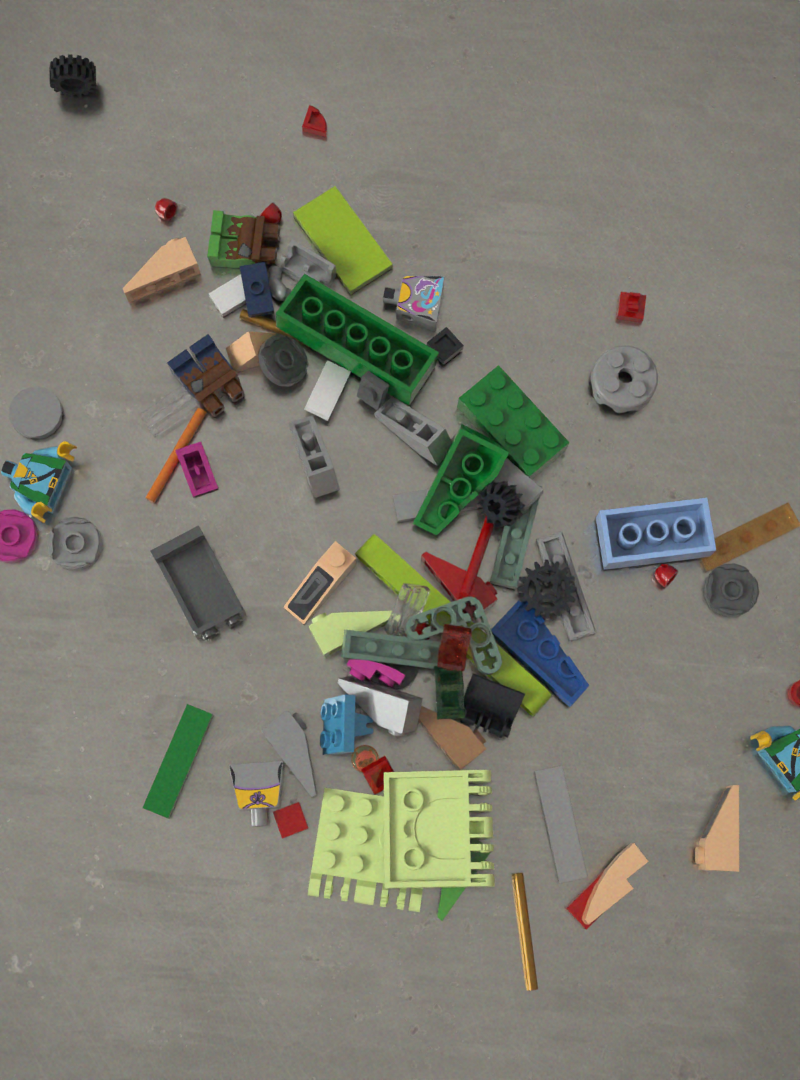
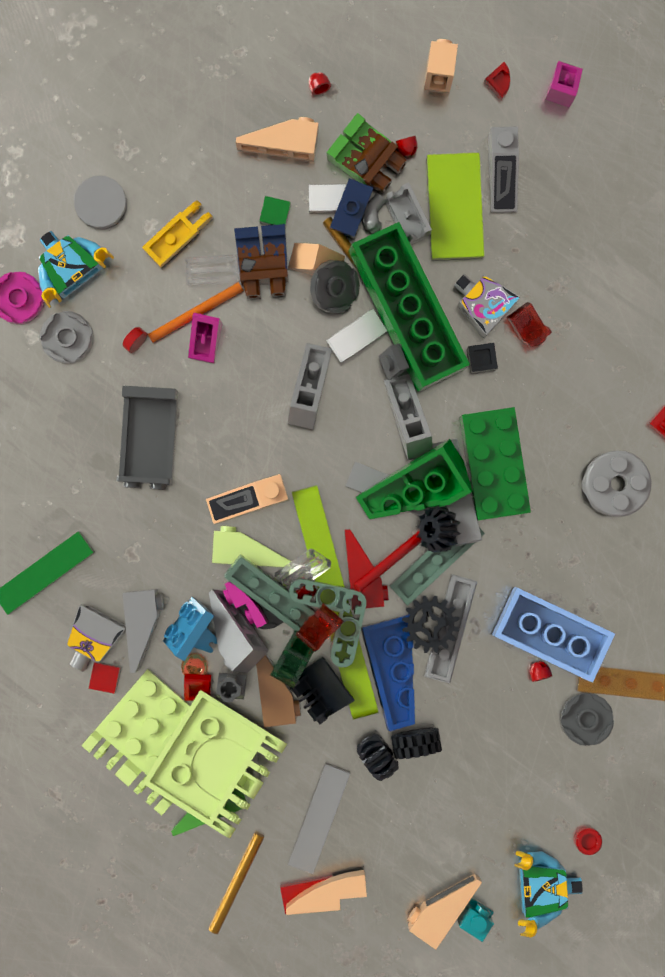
camera: 35 degrees right, 10 degrees up
(119, 400) = (176, 235): none -> yellow hinge
(136, 508) = (134, 339): none -> red tile
(192, 331) = (274, 211): none -> green tile
(259, 134) = (441, 65): none -> light nougat brick
(363, 185) = (503, 169): none -> slope
(370, 95) = (564, 84): none -> dark pink slope
(409, 749) = (231, 686): none -> dark grey piece
(466, 296) = (529, 325): none -> clear red bracket
(576, 733) = (377, 757): none -> black gear
(602, 699) = (416, 743): none -> black tyre
(756, 823) = (476, 919): none -> teal brick

